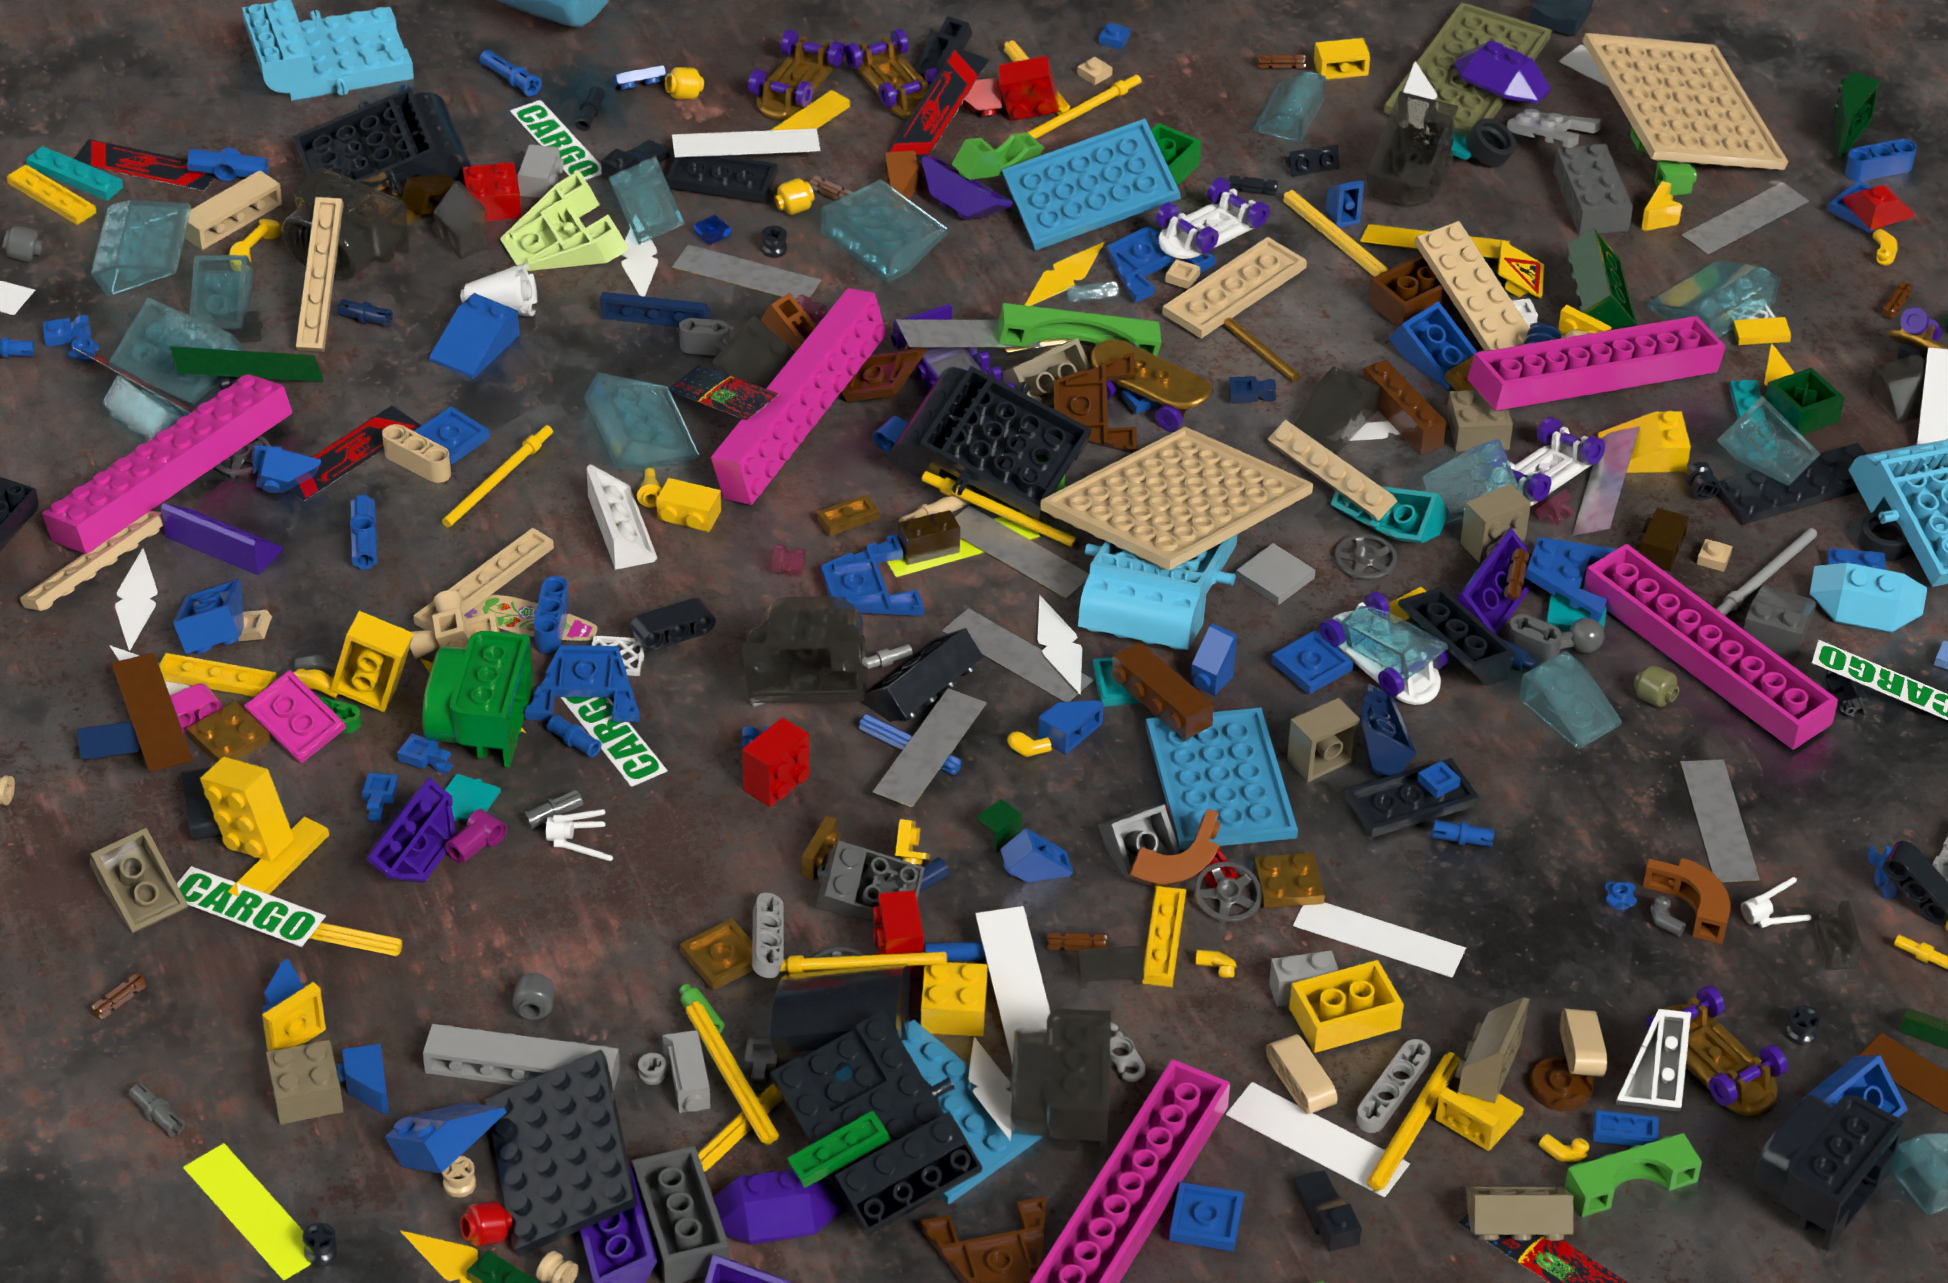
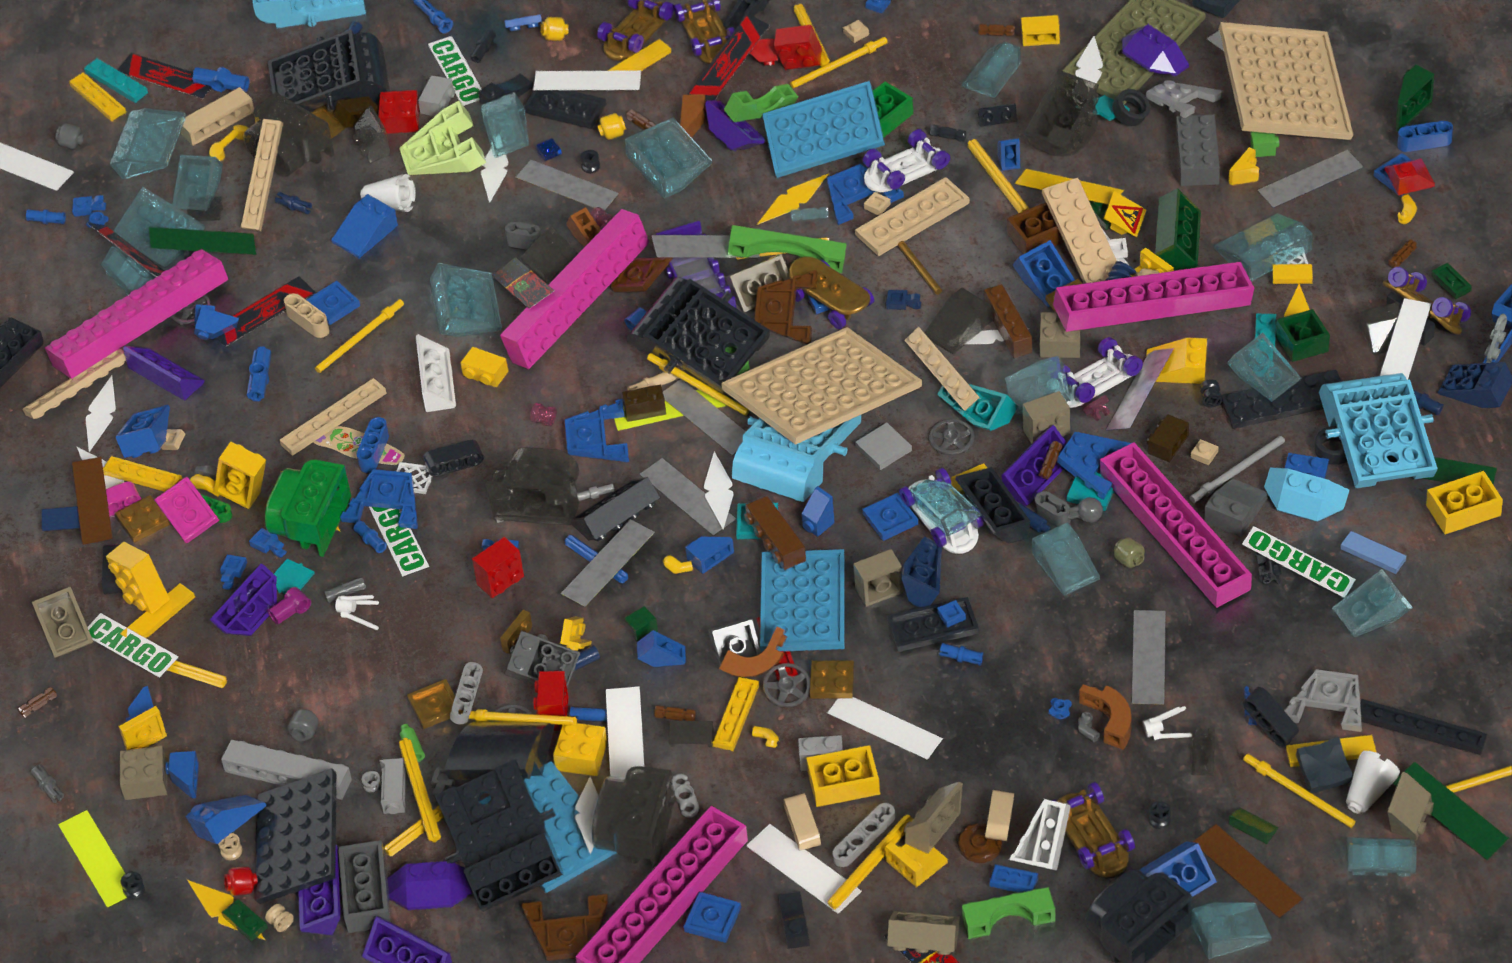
camera: 15 degrees right, 5 degrees up
(450, 625) = (302, 451): tan brick -> none
(649, 489) = (460, 351): yellow cone -> none
(650, 309) = (492, 212): dark blue panel -> none
(838, 1149) = (470, 851): green plate -> none
(848, 515) = (593, 381): pearl gold plate -> none
(1565, 1153) = (966, 892): yellow arm -> none

